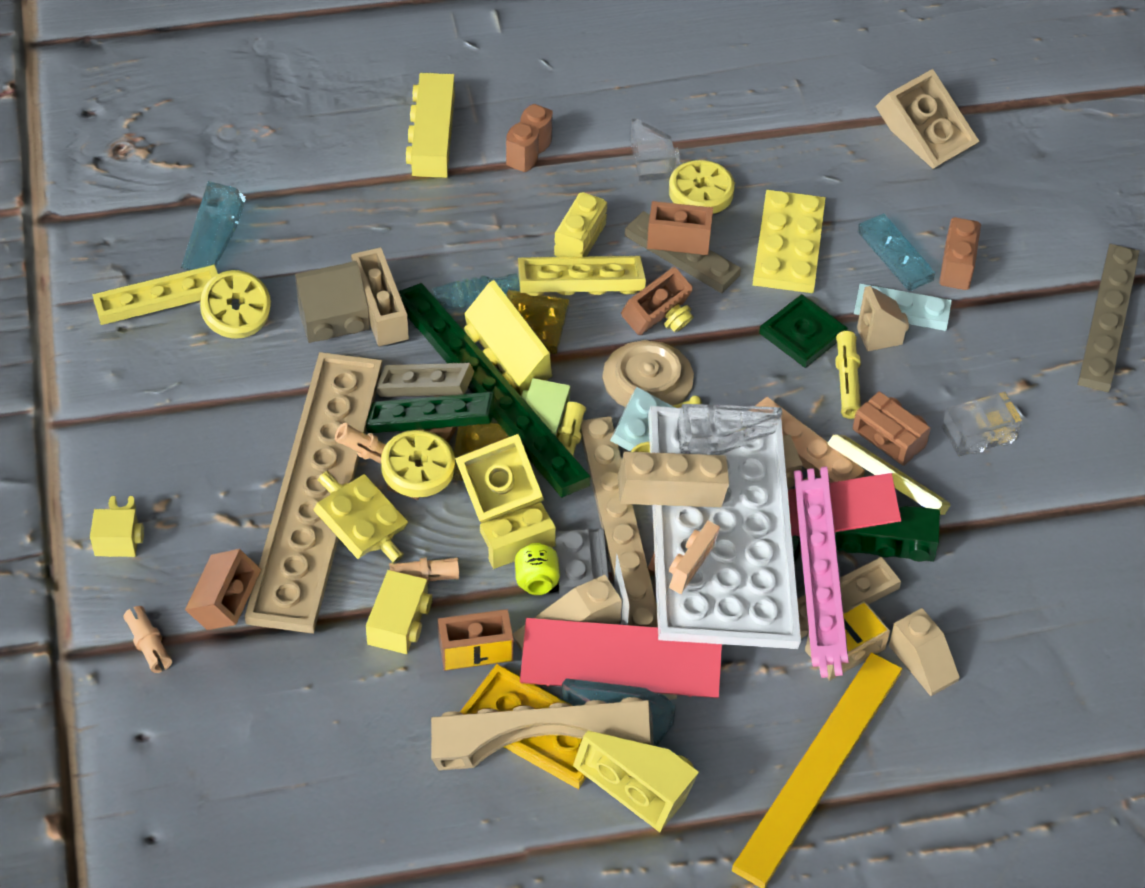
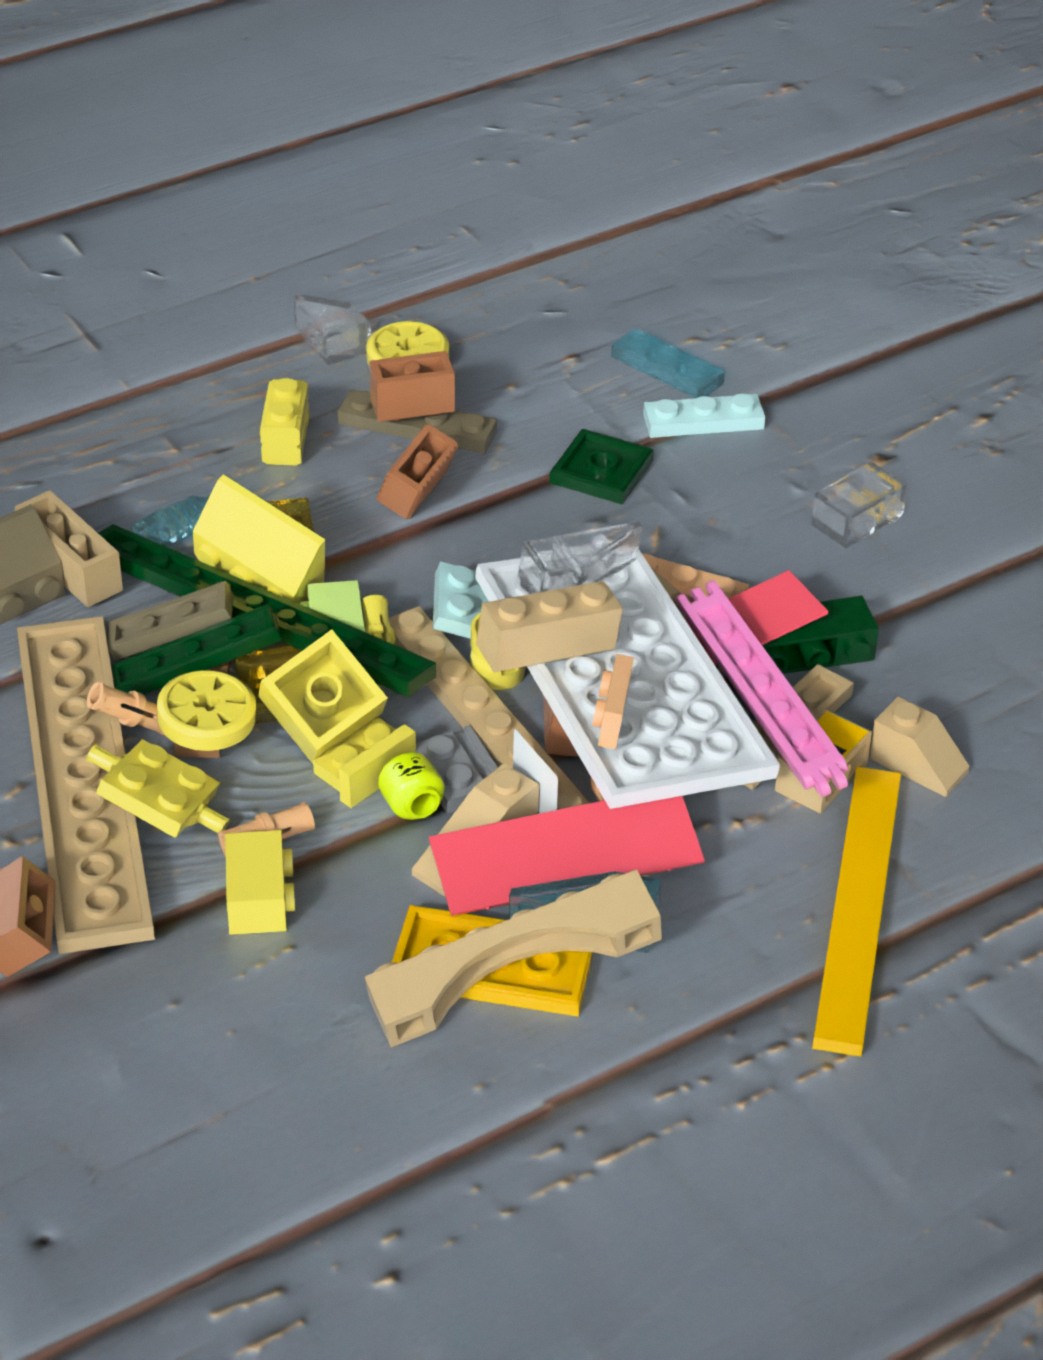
camera: 20 degrees left, 10 degrees down
(431, 126) = (45, 361): light yellow brick -> none
(475, 639) = (374, 881): nougat brick -> none
(529, 137) = (175, 345): nougat brick -> none
(581, 274) = (325, 463): light yellow plate -> none
(638, 775) = (652, 964): light yellow slope -> none
(651, 367) = (416, 550): tan piece -> none
(678, 318) = (449, 486): light yellow plate -> none
(789, 241) = (539, 382): light yellow plate -> none
(848, 363) = (663, 468): light yellow pin -> none
(878, 466) = (757, 573): tile -> none
(881, 321) = (689, 430): tan slope -> none
(891, 428) = (758, 534): nougat brick -> none
(927, 119) = (636, 226): tan slope -> none
(960, 253) = (744, 345): nougat brick -> none
(1108, 318) = (939, 372): dark tan plate -> none

